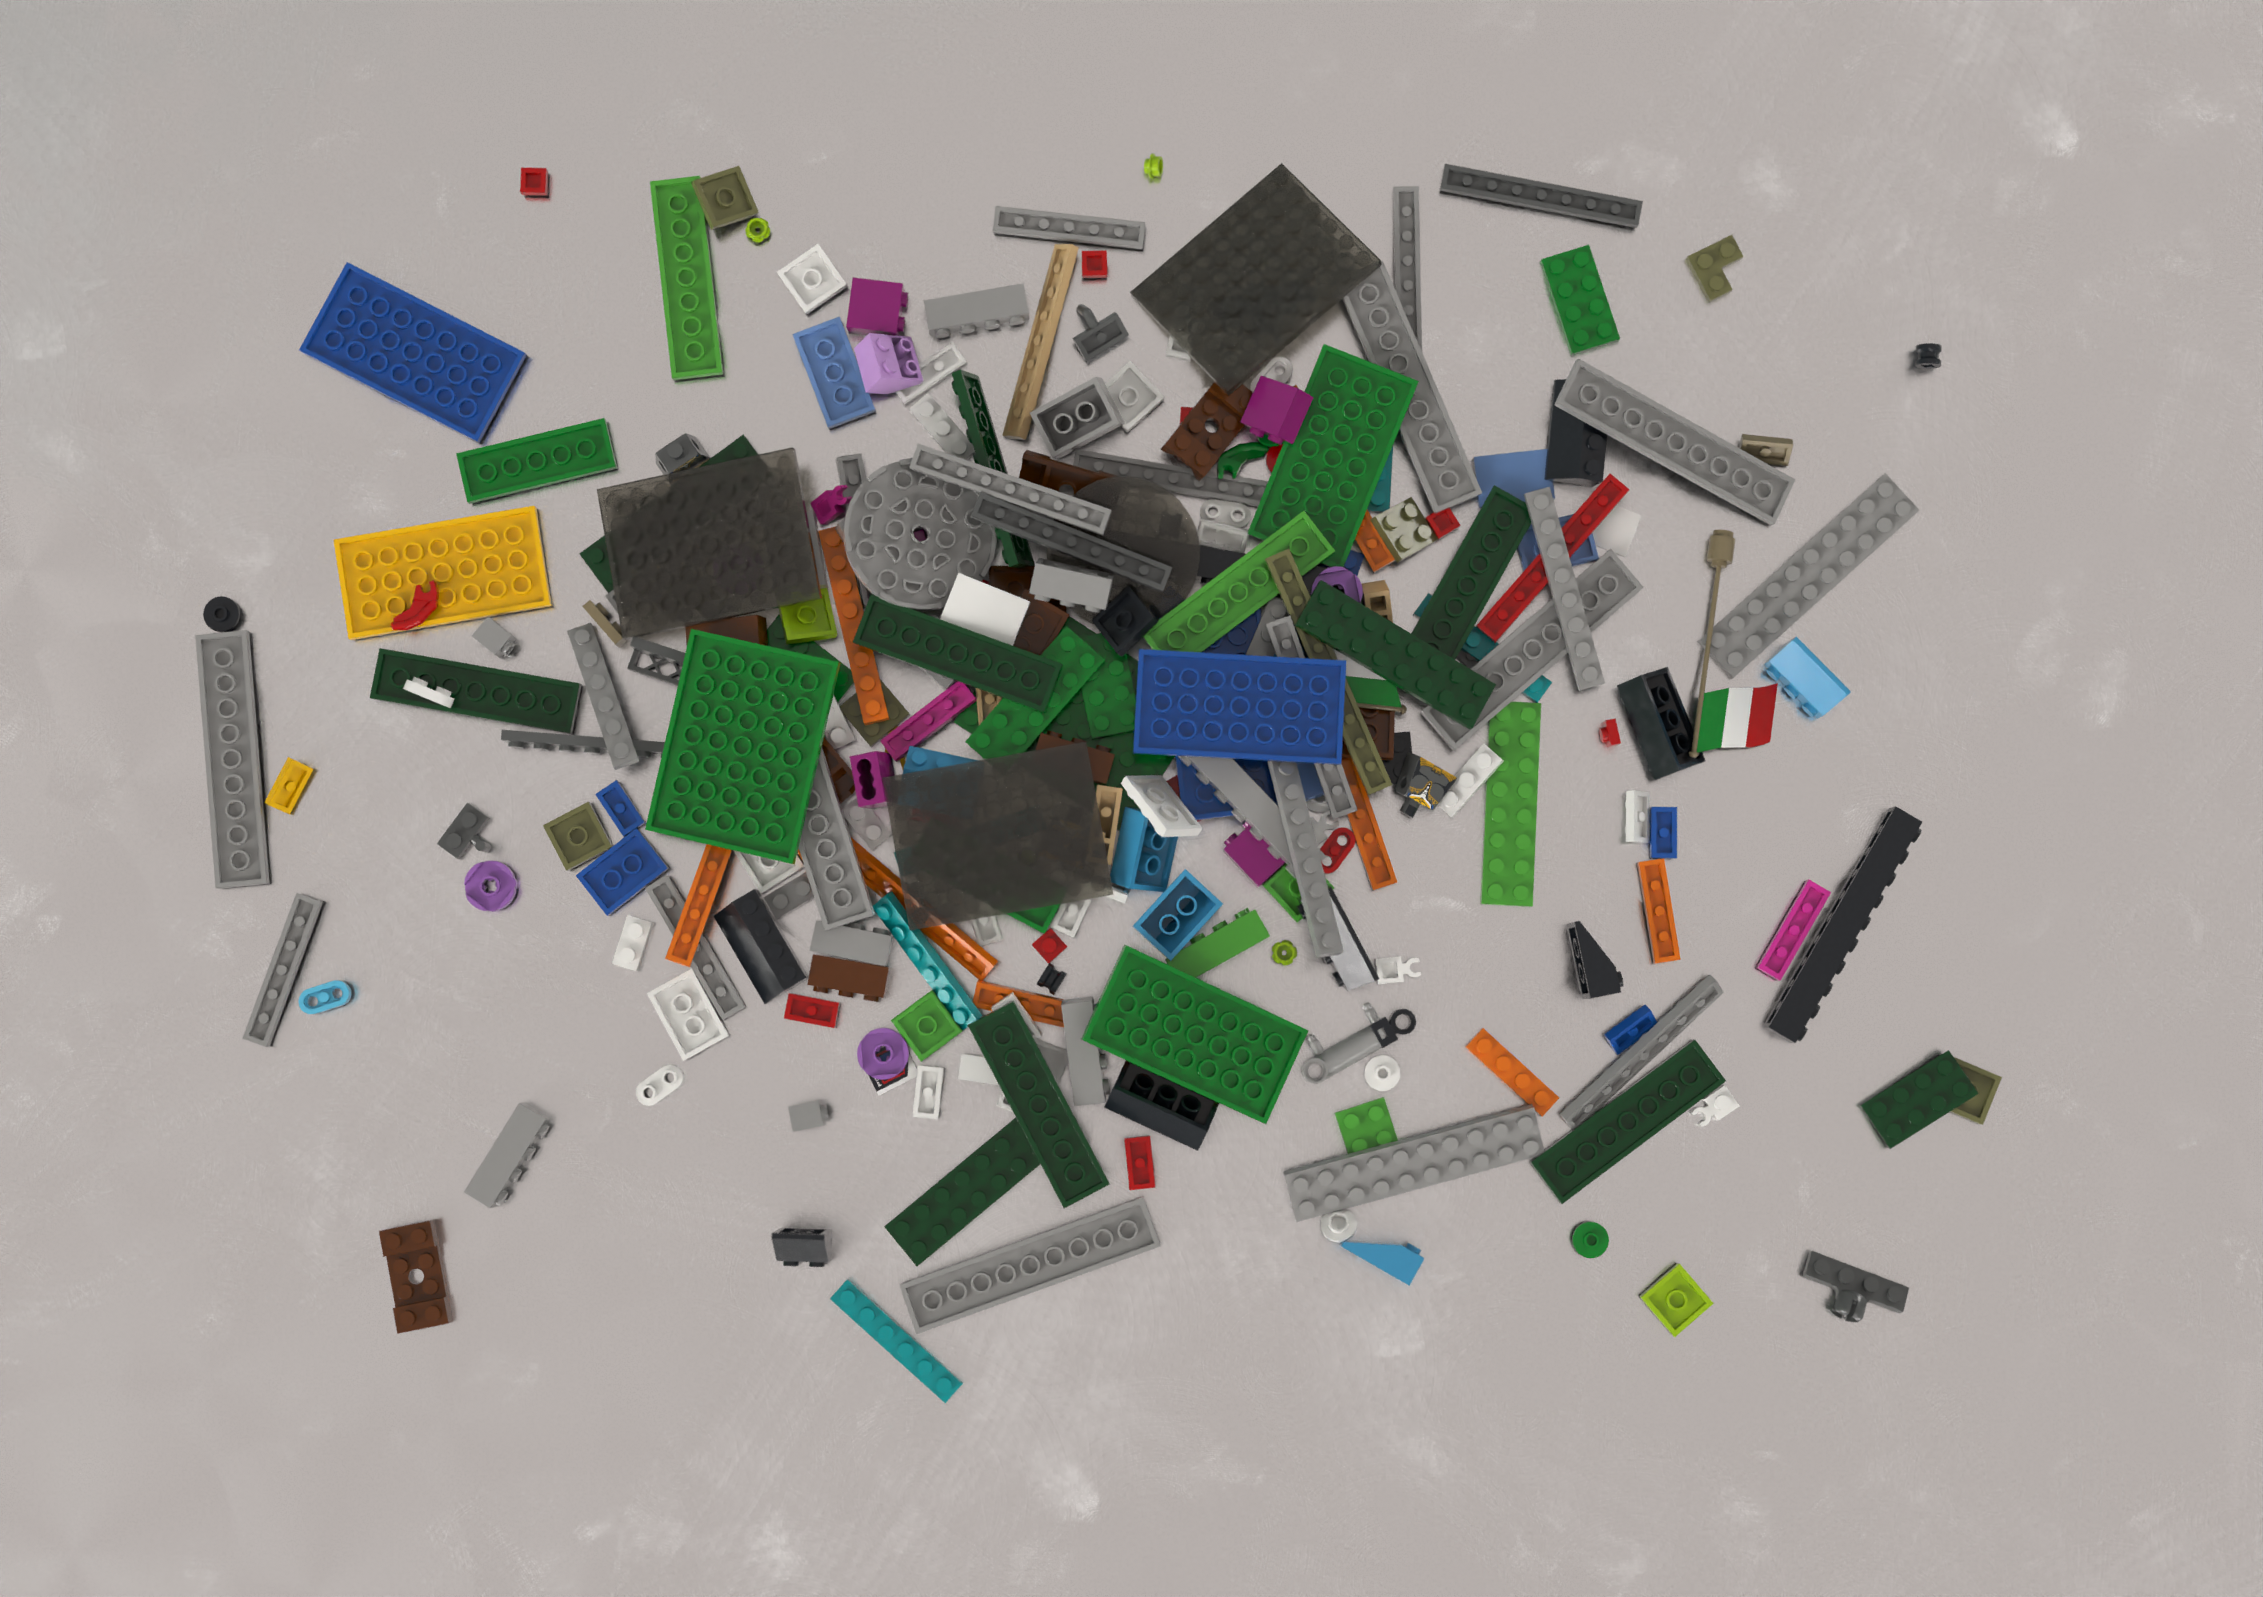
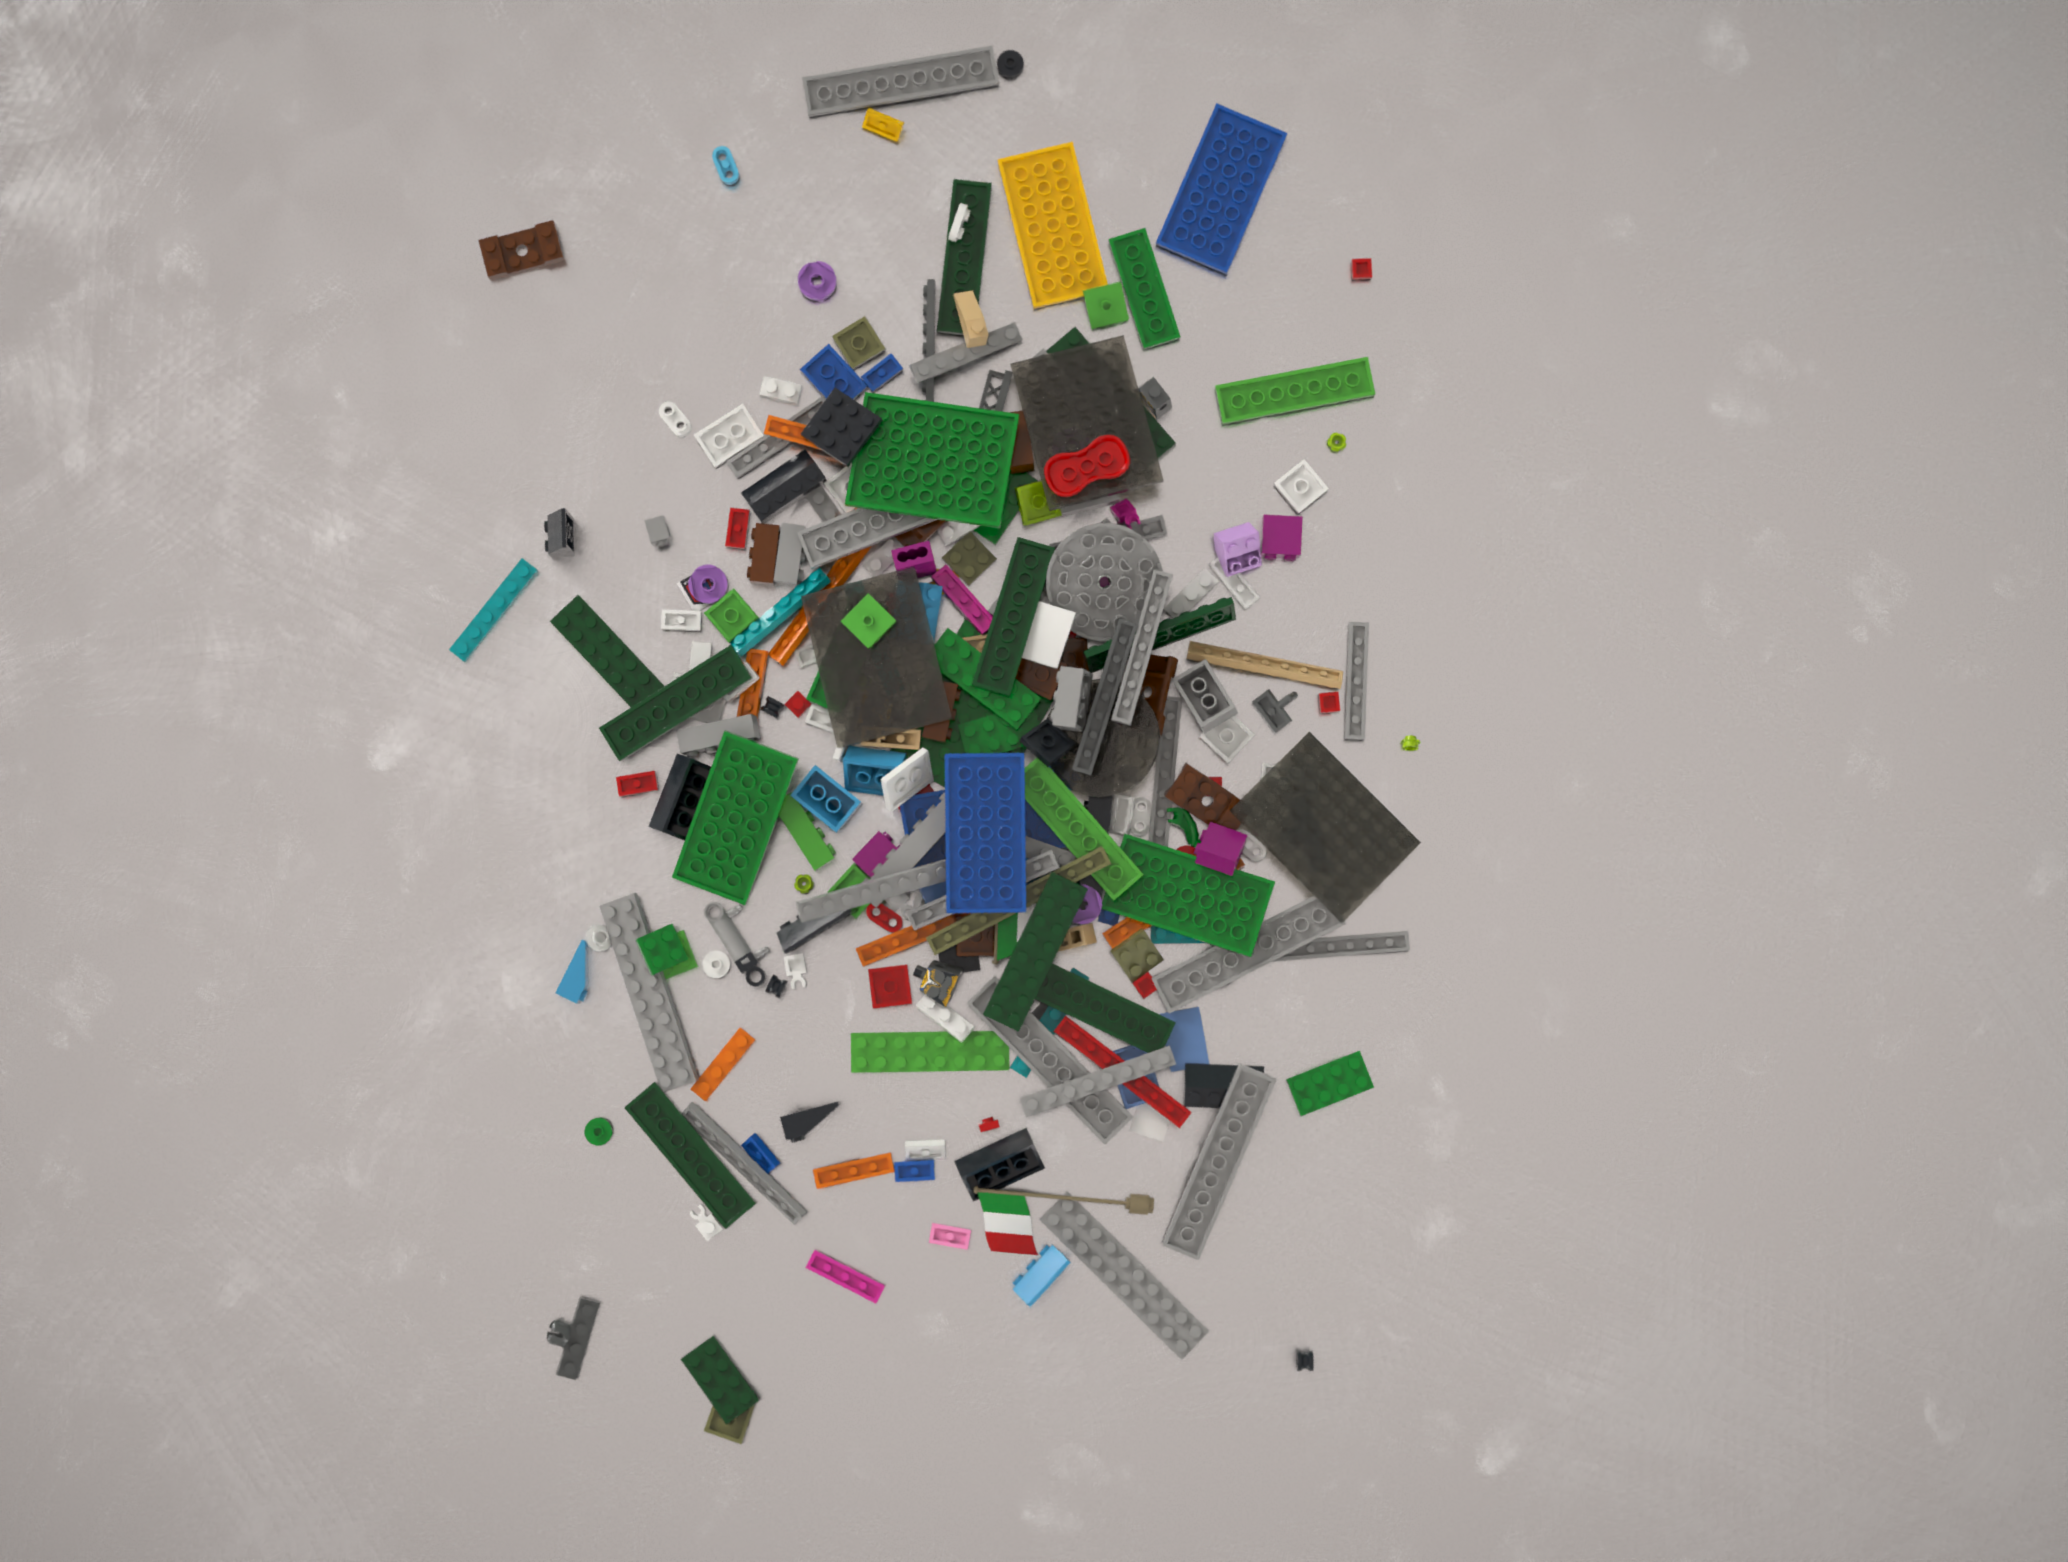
camera: 85 degrees right, 0 degrees up
(282, 970) = (744, 132): light grey plate -> none
(422, 607) = (1024, 212): red piece -> none
(465, 831) = (857, 258): dark grey plate -> none
(494, 638) = (1005, 268): light grey brick -> none
(507, 1155) = (614, 309): light grey brick -> none
(554, 511) = (1105, 305): none -> bright green plate
(559, 684) = (971, 319): none -> tan slope
(599, 613) = (1028, 344): dark tan plate -> none
(689, 862) = (841, 427): none -> black plate
(725, 197) = (1359, 414): olive plate -> none
(773, 561) = (1101, 459): none -> red plate
(833, 372) = (1229, 508): medium blue plate -> none
(850, 613) = (1043, 534): orange plate -> none
(950, 841) = (868, 621): none -> bright green plate
(976, 310) = (1286, 614): light grey brick -> none
(1029, 1265) = (555, 706): light grey plate -> none
(1361, 1141) = (661, 949): none -> green plate
(1416, 996) = (776, 986): none -> black wheel
(1424, 849) = (890, 986): none -> red plate
(1541, 195) = (1410, 1047): dark grey plate -> none
(1676, 1299) = (556, 1200): lime plate -> none
(1708, 267) = (1364, 1183): olive plate -> none
(1748, 792) = (950, 1236): none -> bright pink plate
(1767, 449) = (1221, 1236): dark tan plate -> none
(1843, 924) = (851, 1314): black brick -> none

